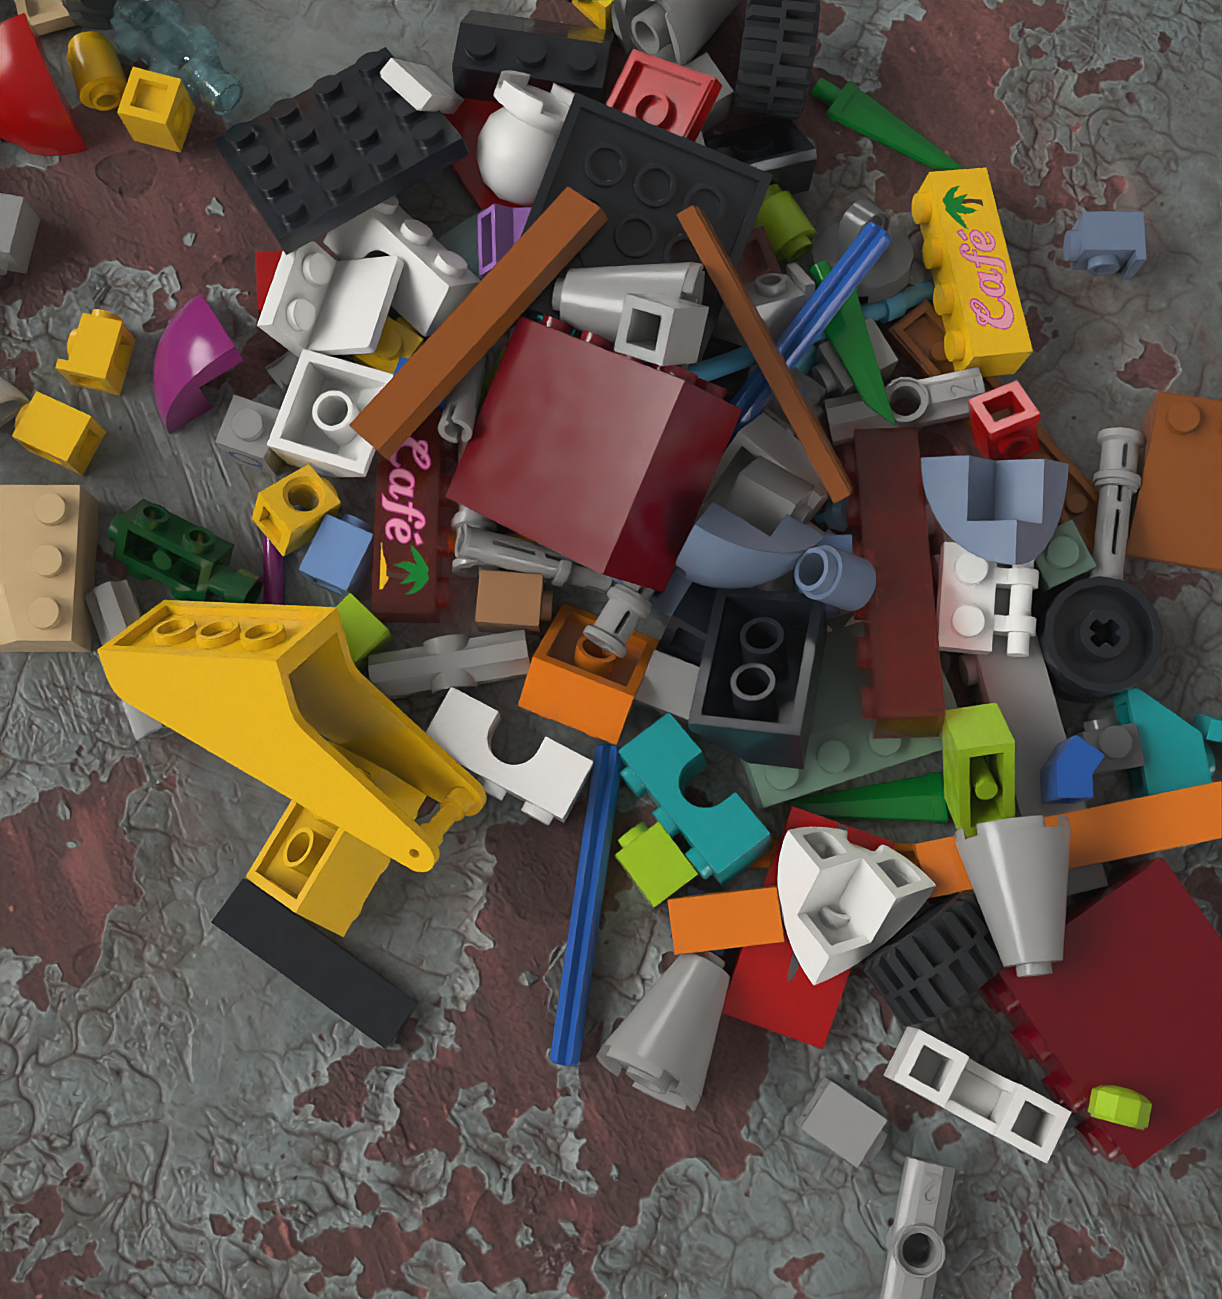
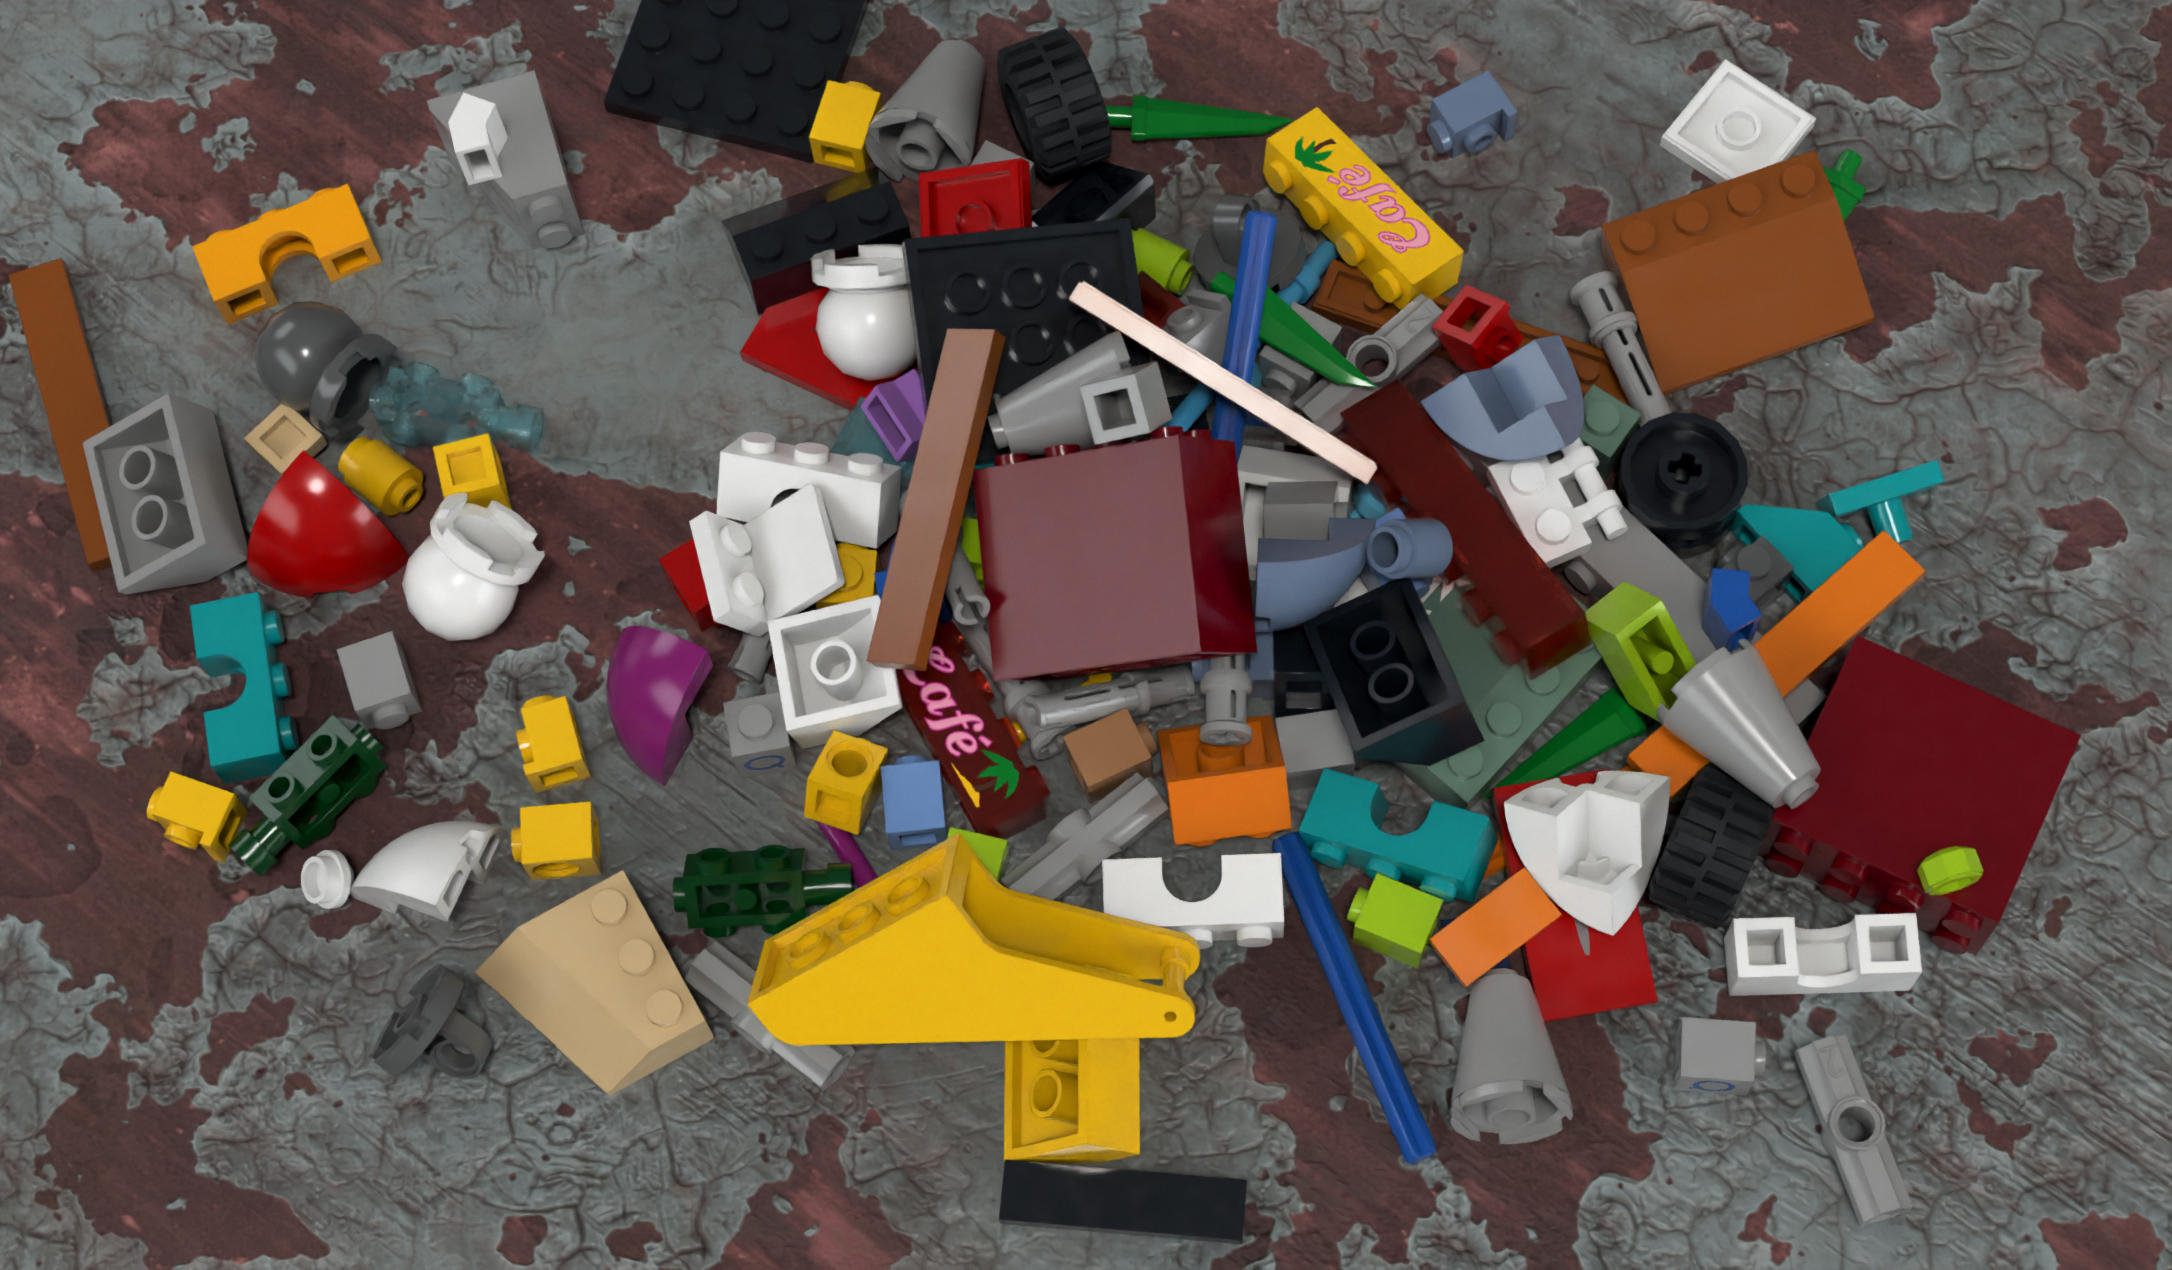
camera: 25 degrees left, 10 degrees down
(108, 177) = (469, 568): none -> white tile
(336, 151) = (682, 417): black plate -> none
(420, 86) = (740, 315): white tile -> none

